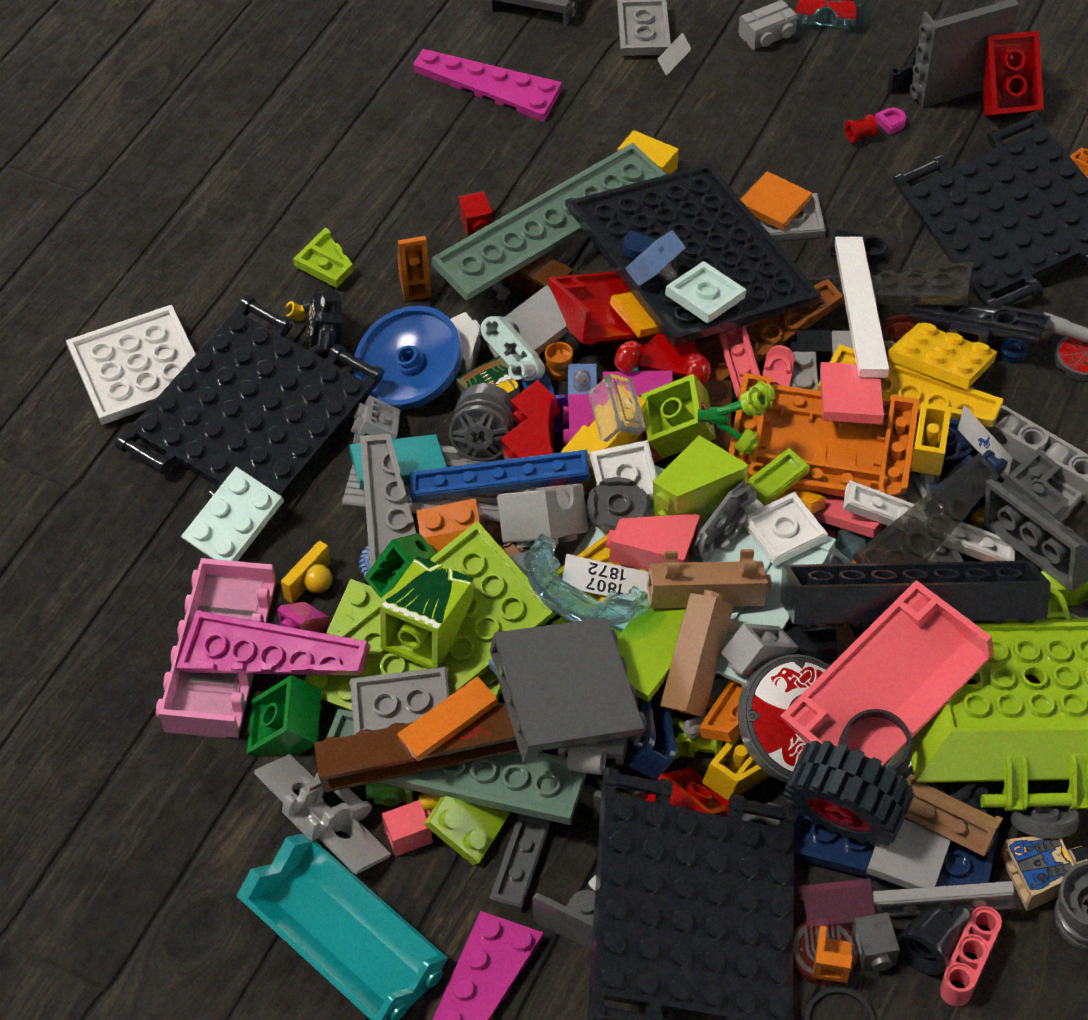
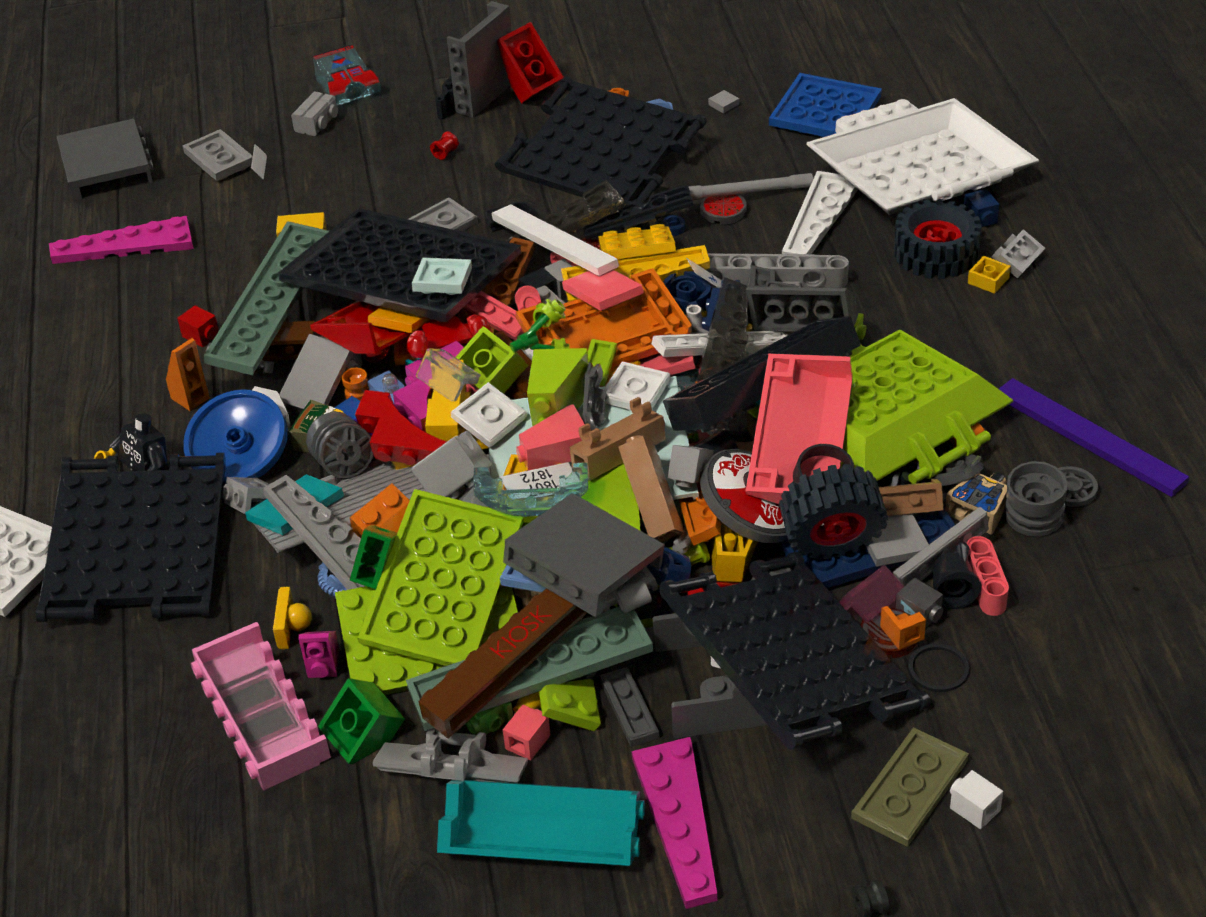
camera: 35 degrees left, 10 degrees down
(232, 517) = (188, 612): light aqua plate -> none
(254, 647) = (292, 681): dark pink wing -> none
(324, 260) = (99, 413): lime wing -> none
(396, 697) = (450, 642): light grey tile -> none
(425, 612) = (428, 570): lime slope -> none
(447, 718) = (512, 622): orange tile -> none
(499, 475) = (392, 464): blue tile -> none
(529, 367) = (304, 389): light aqua beam -> none
(615, 500) = (500, 433): dark grey tile -> none
(635, 244) = (361, 273): dark blue tile -> none
(657, 260) = (388, 272): medium blue piece -> none
(775, 200) = (427, 210): orange tile -> none
(891, 120) = (461, 131): dark pink tile -> none
(931, 439) = (684, 285): yellow brick -> none

